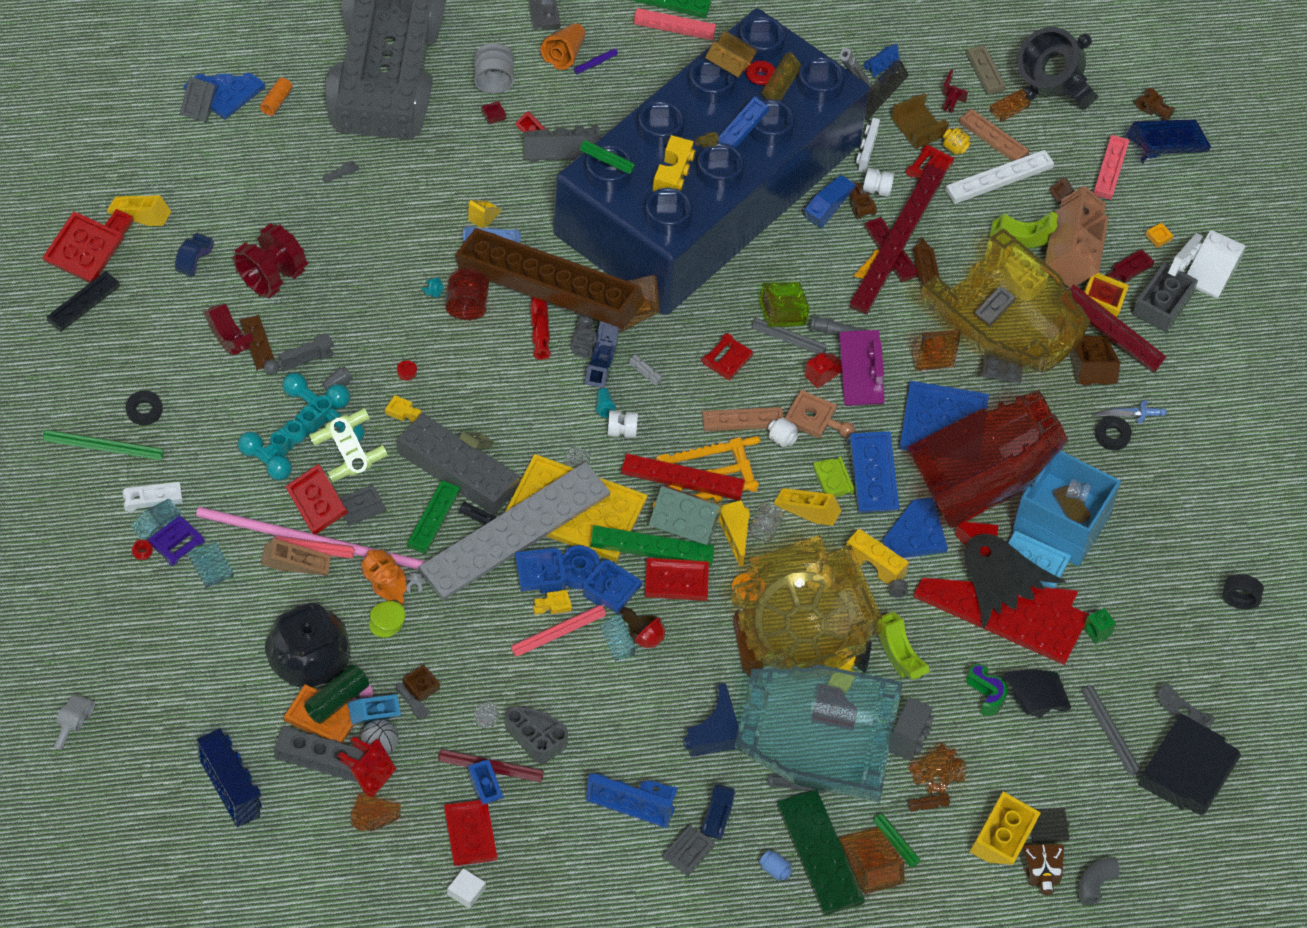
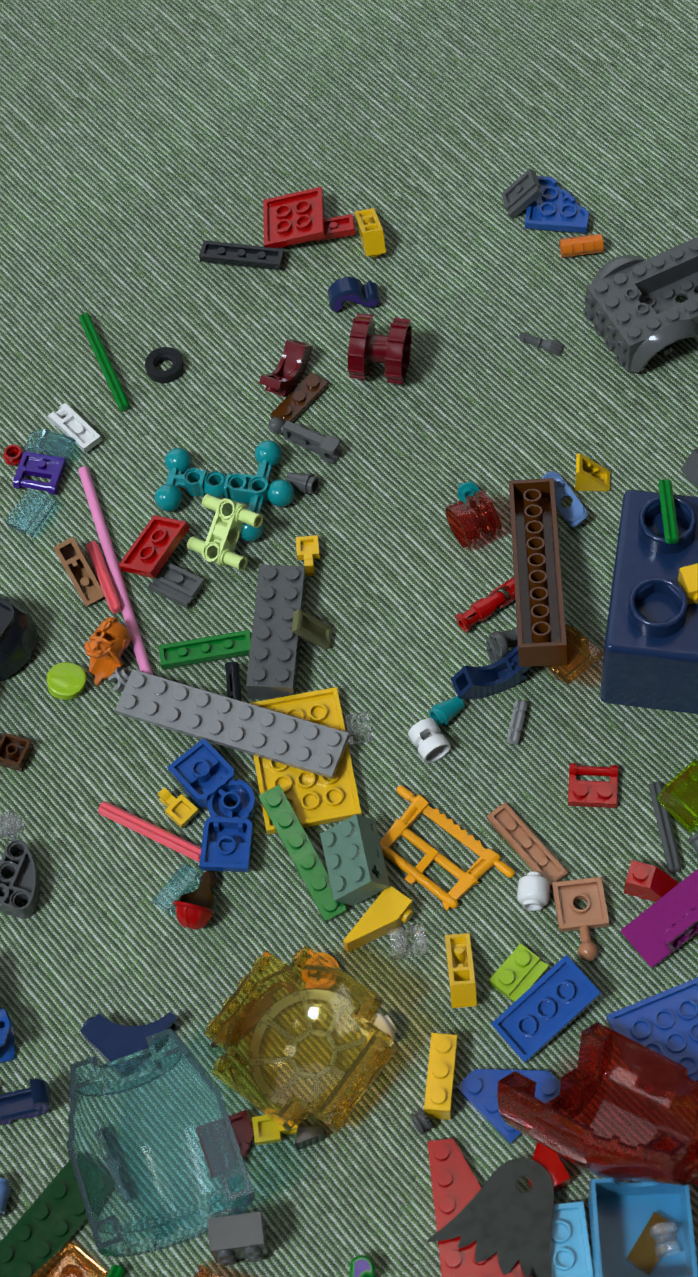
camera: 70 degrees right, 5 degrees up
(406, 370) = (359, 529): red tile -> none
(677, 579) = (282, 900): red plate -> none
(683, 476) = (407, 832): red plate -> none
(899, 649) = (339, 1168): lime arch -> none

